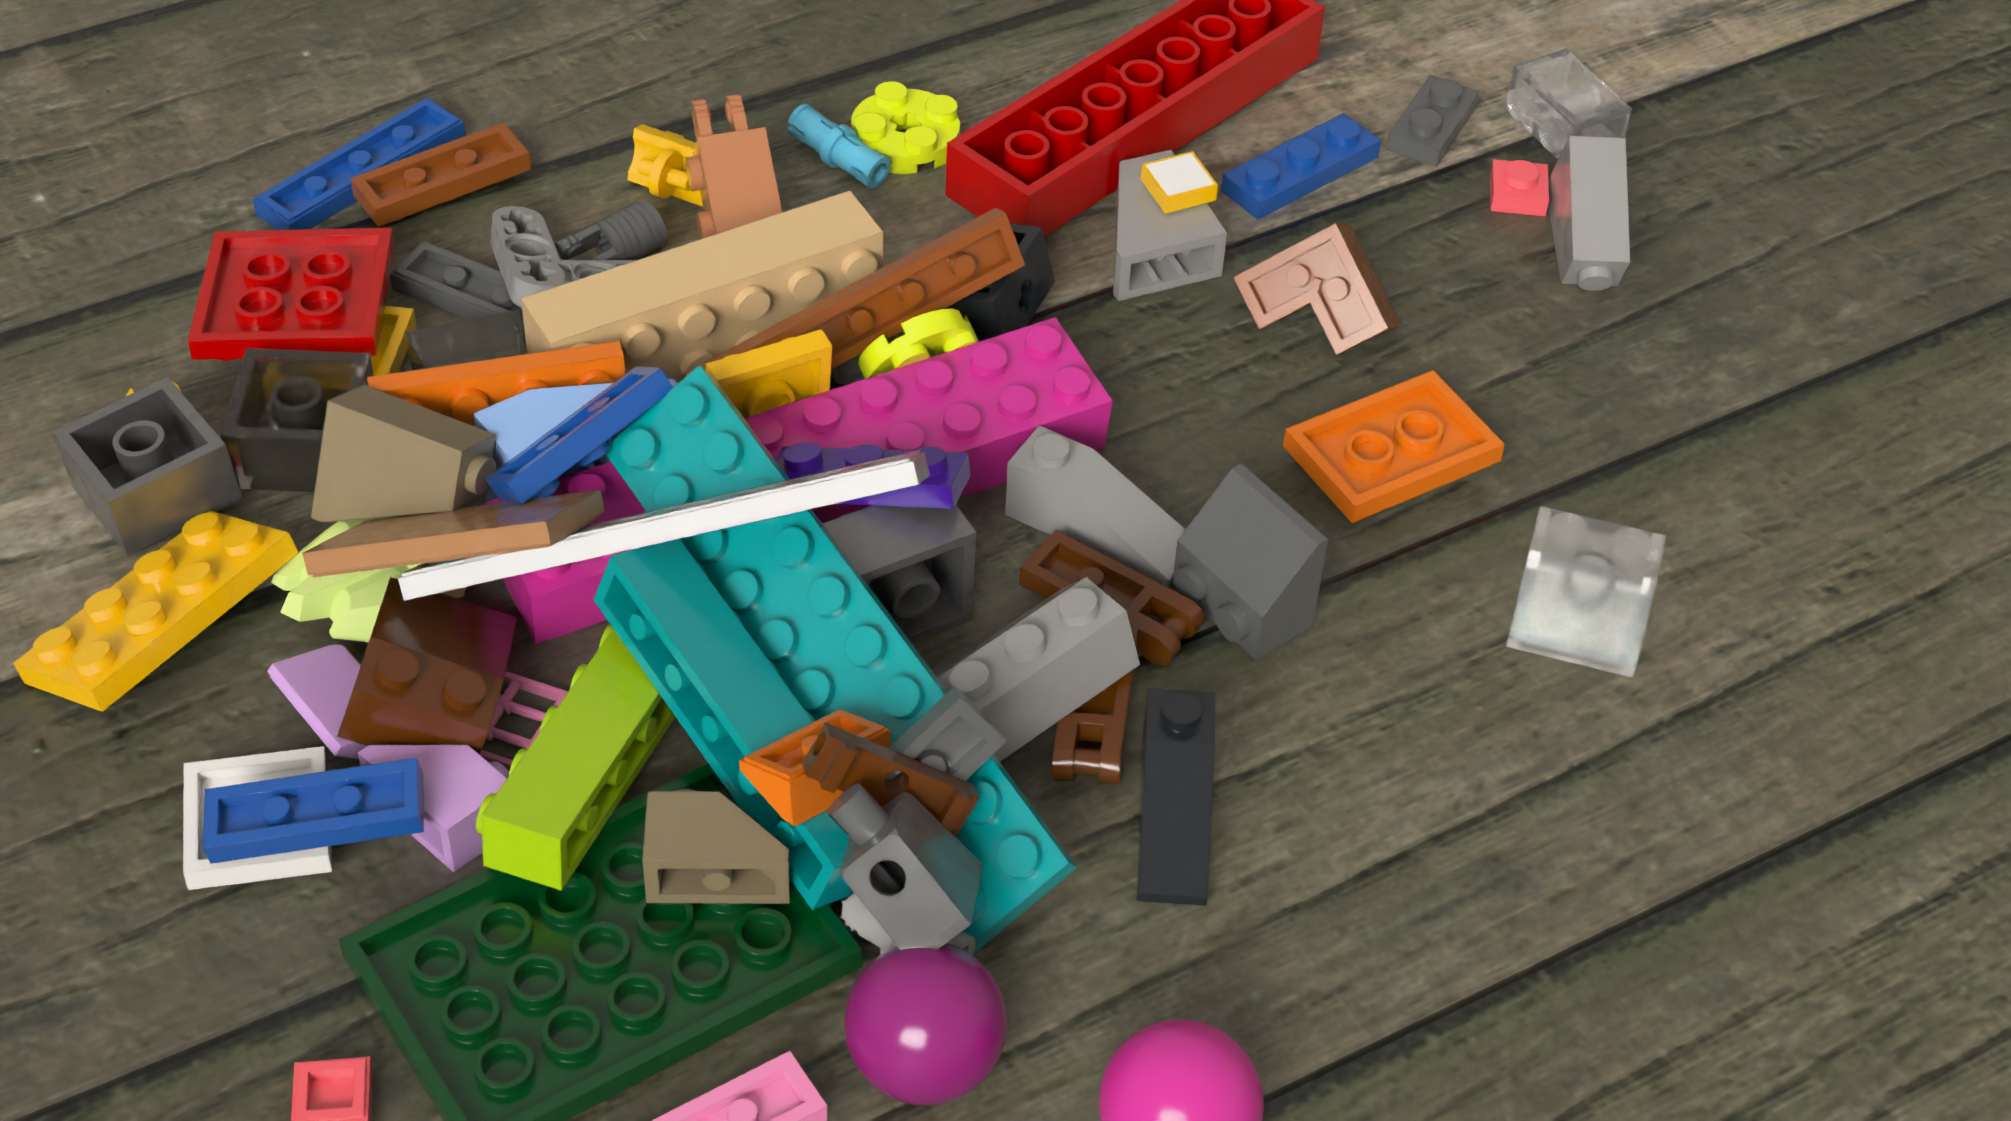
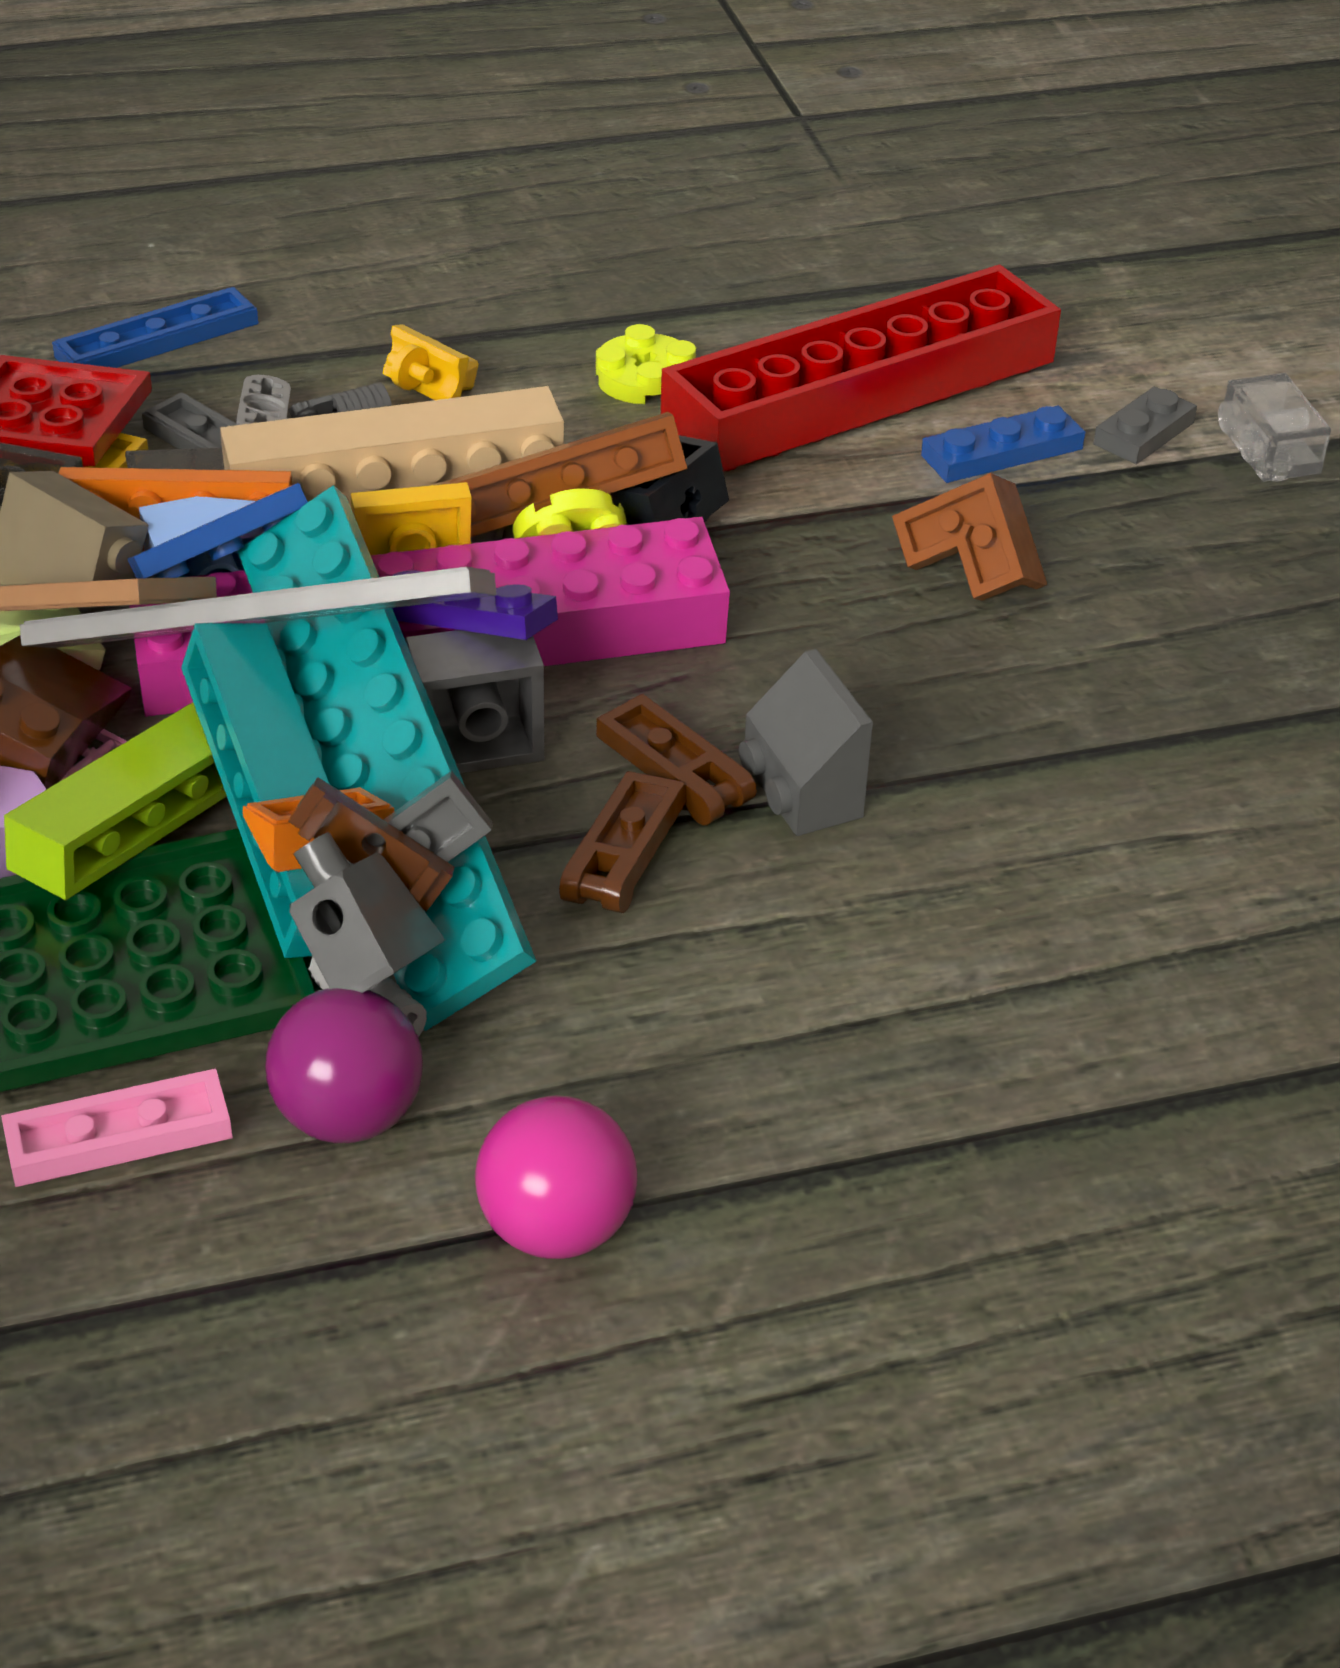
camera: 15 degrees right, 5 degrees down
(440, 174) = (219, 345): dark orange plate -> none
(710, 852) = (201, 890): dark tan slope -> none
(731, 171) = (459, 358): nougat hinge -> none
(838, 146) = (577, 370): medium azure pin -> none
(1046, 662) = (570, 795): light grey slope -> none
(1080, 494) = (682, 674): light grey slope -> none
(1159, 248) = (842, 473): light grey slope -> none
(1176, 796) = (665, 926): black slope -> none
(1179, 182) = (866, 429): tile -> none
(1392, 446) = (995, 677): orange plate -> none
(1519, 187) = (1207, 489): coral plate -> none
(1586, 591) = (1135, 823): clear slope -> none
(1590, 212) = (1262, 510): light grey slope -> none

